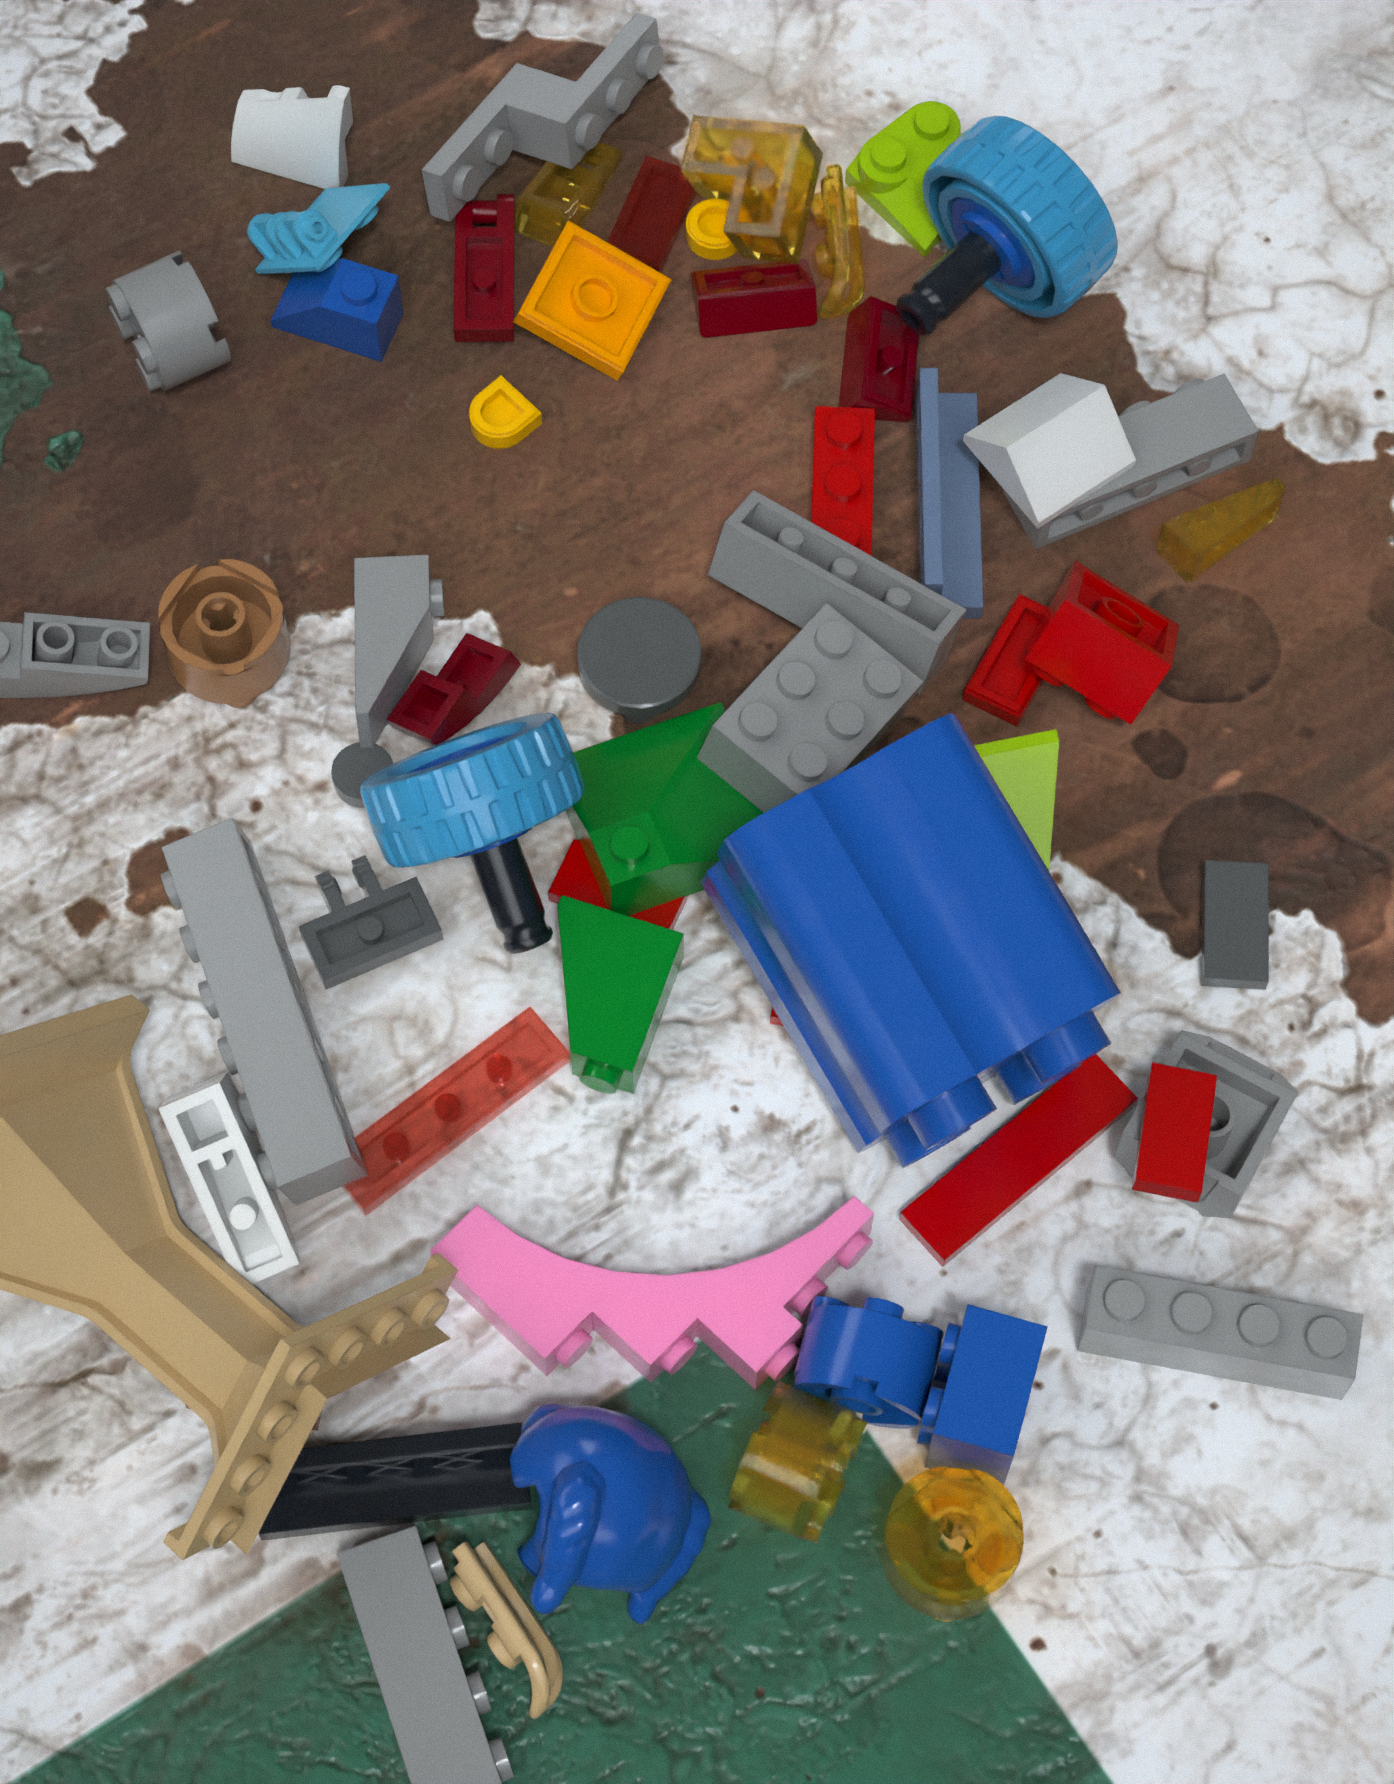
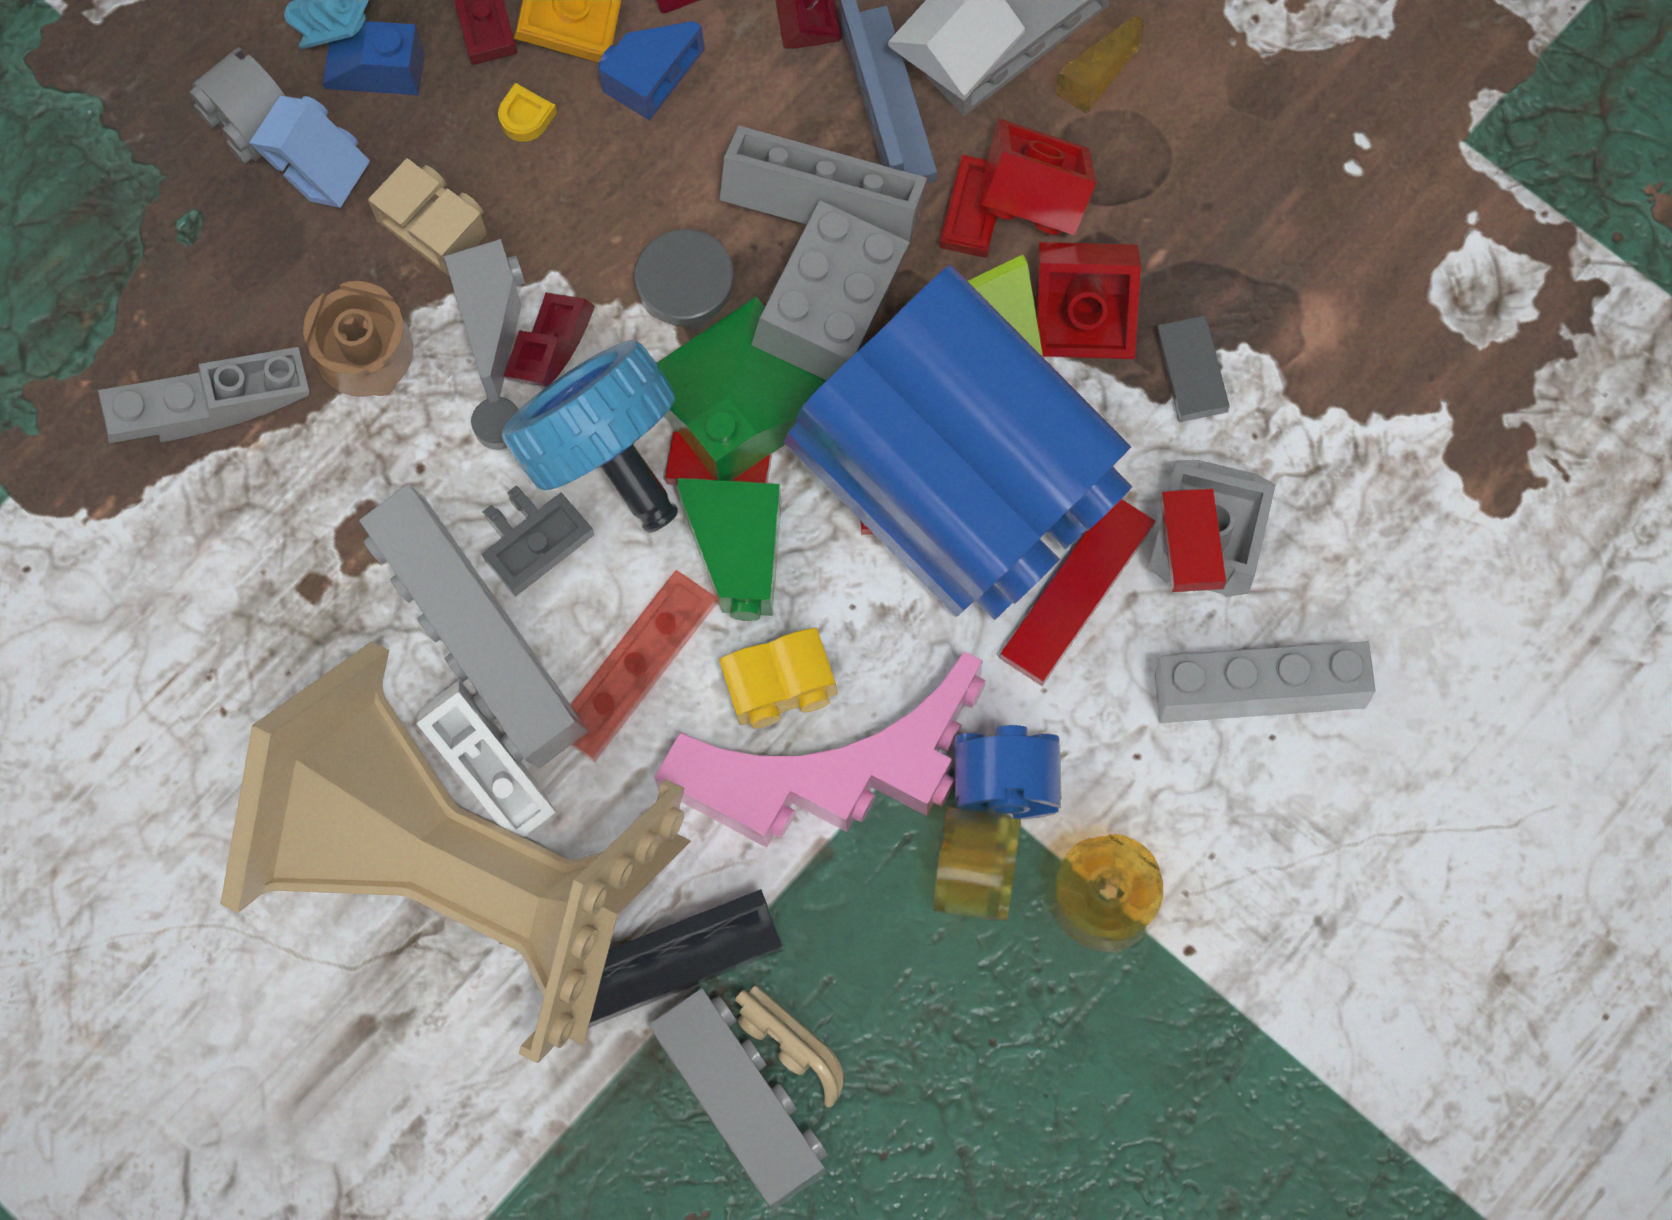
camera: 10 degrees left, 5 degrees up
(242, 403) = (320, 155): none -> light blue piece
(347, 503) = (427, 215): none -> tan piece
(610, 1507) = (846, 933): blue piece -> none
(618, 1170) = (779, 678): none -> yellow brick
(669, 394) = (650, 65): none -> blue slope
(844, 473) = (801, 94): red plate -> none
(986, 1393) = (1103, 773): blue brick -> none
(1125, 807) = (1088, 299): none -> red slope

